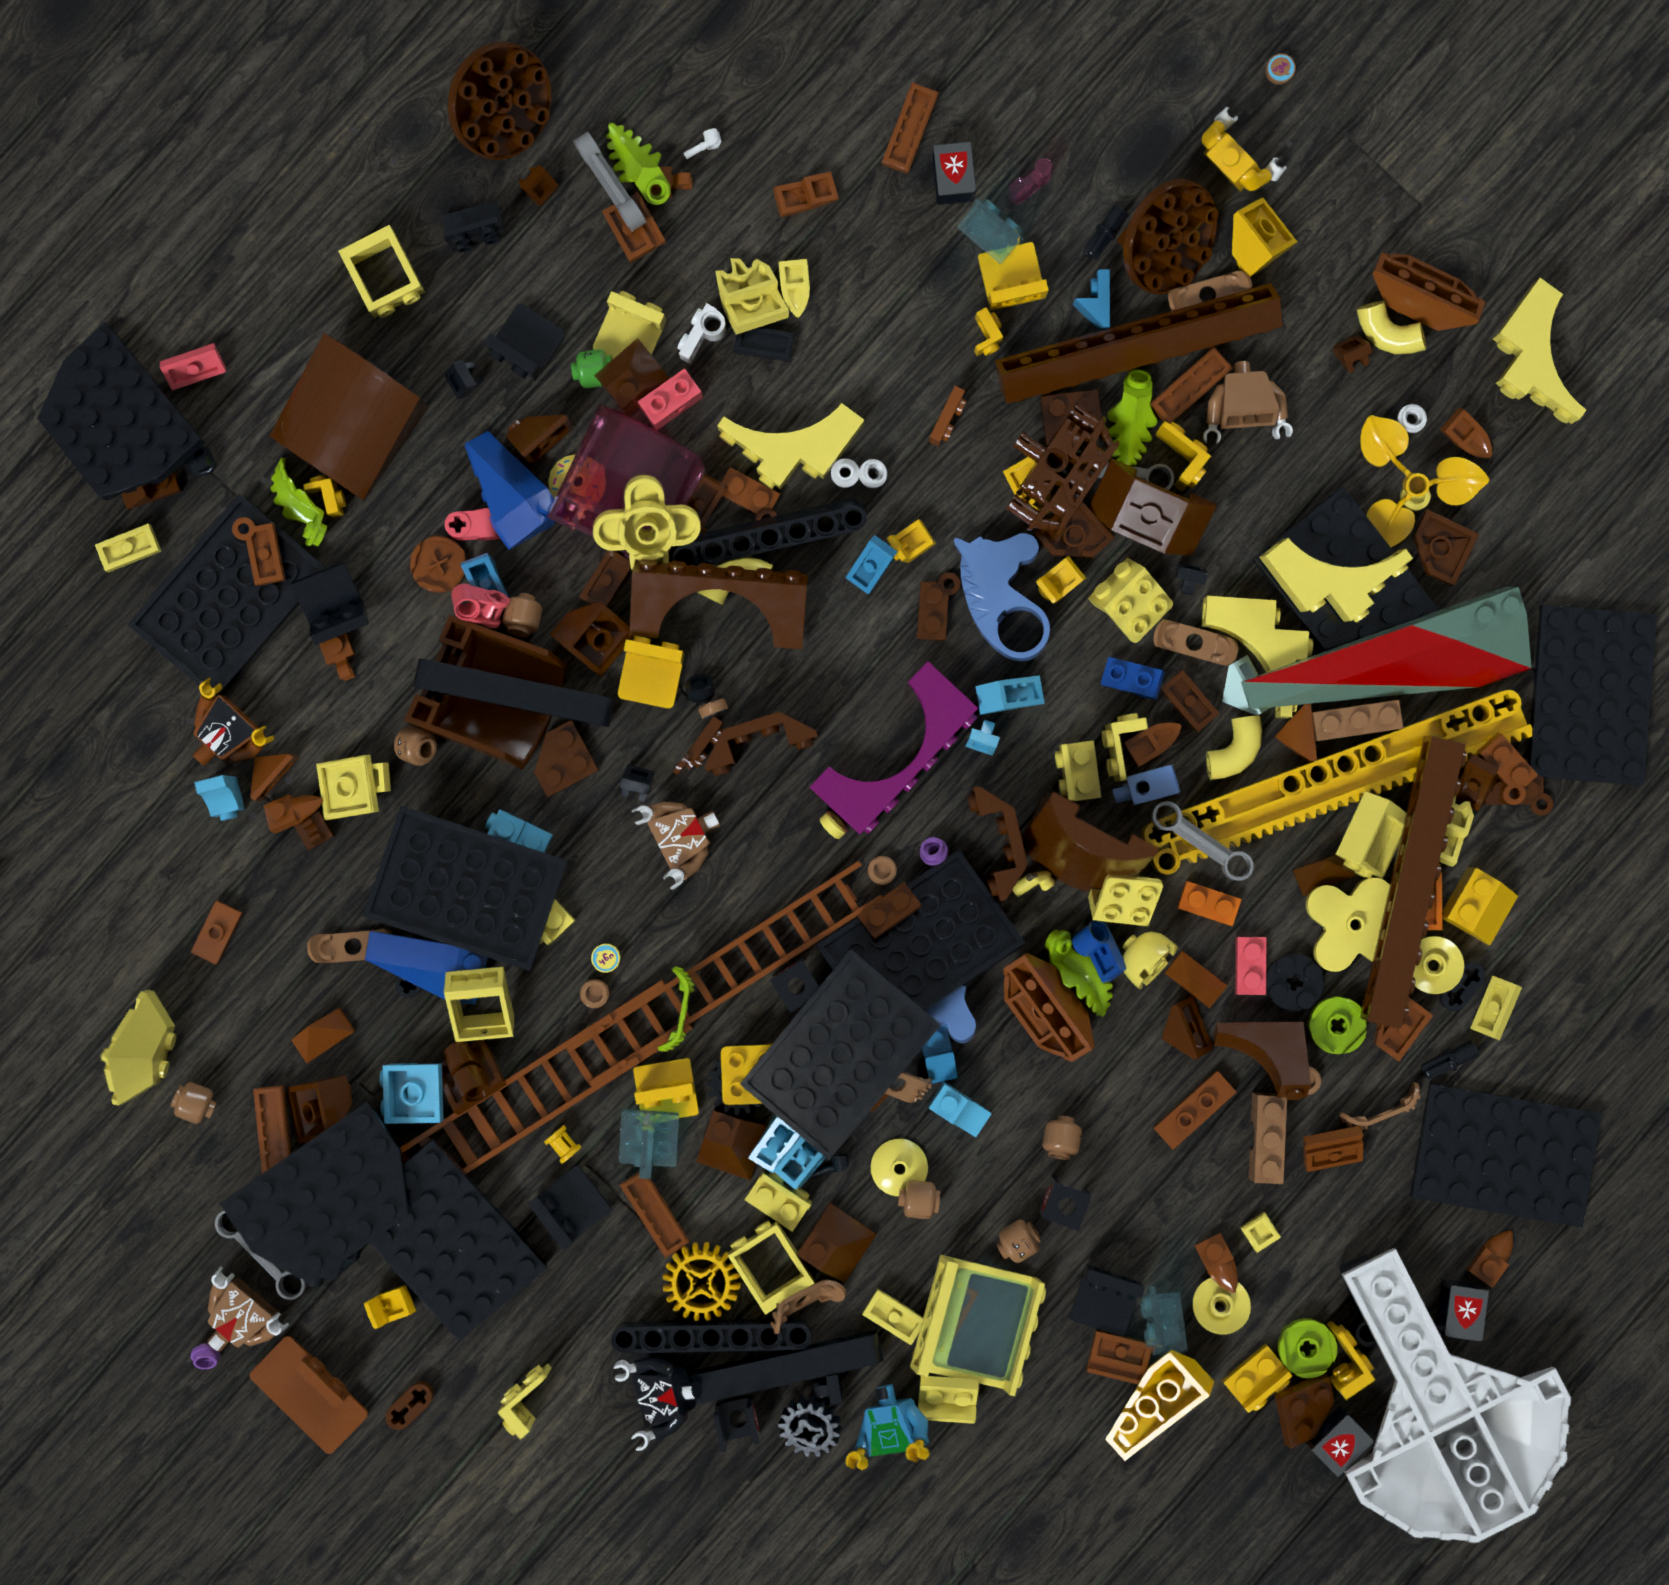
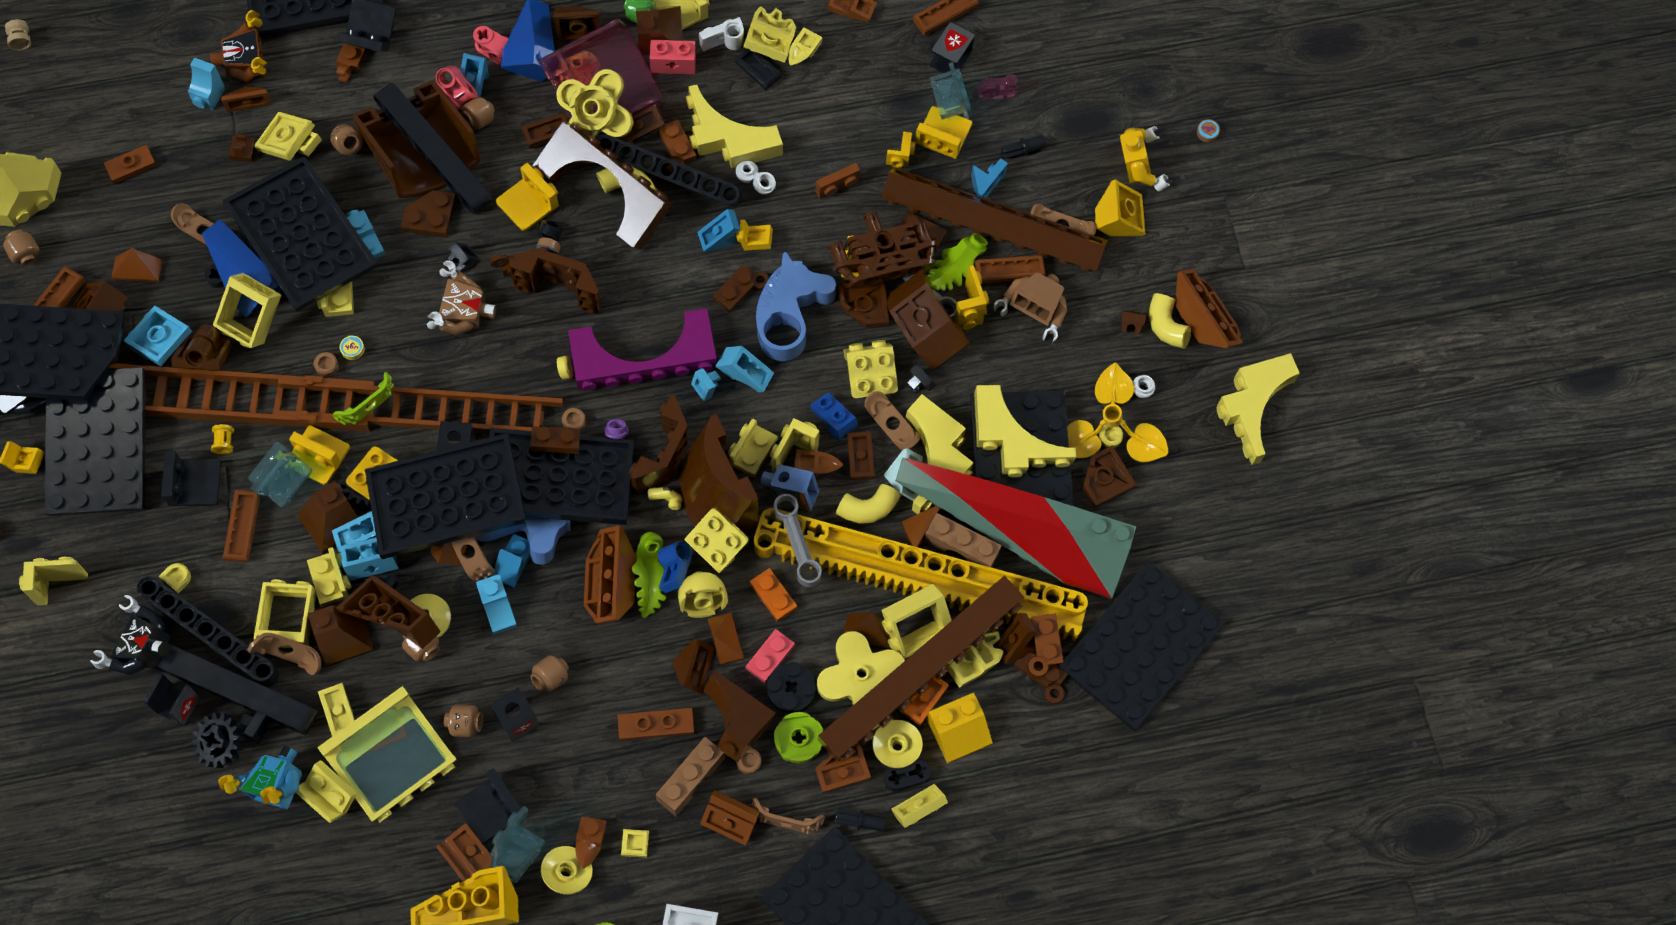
camera: 30 degrees right, 20 degrees down
(290, 811) = (237, 124): dark orange plate -> none
(438, 564) = (450, 50): dark orange tile -> none
(593, 635) = (509, 152): reddish brown slope -> none
(634, 1304) = (176, 576): none -> light yellow tile
(693, 1271) = (250, 590): yellow gear -> none
(866, 1200) = (387, 607): none -> reddish brown wedge
(1060, 580) = (833, 324): yellow bracket -> none
(1169, 236) = (1060, 166): reddish brown bracket -> none
(1467, 434) = (1174, 420): dark orange plate -> none

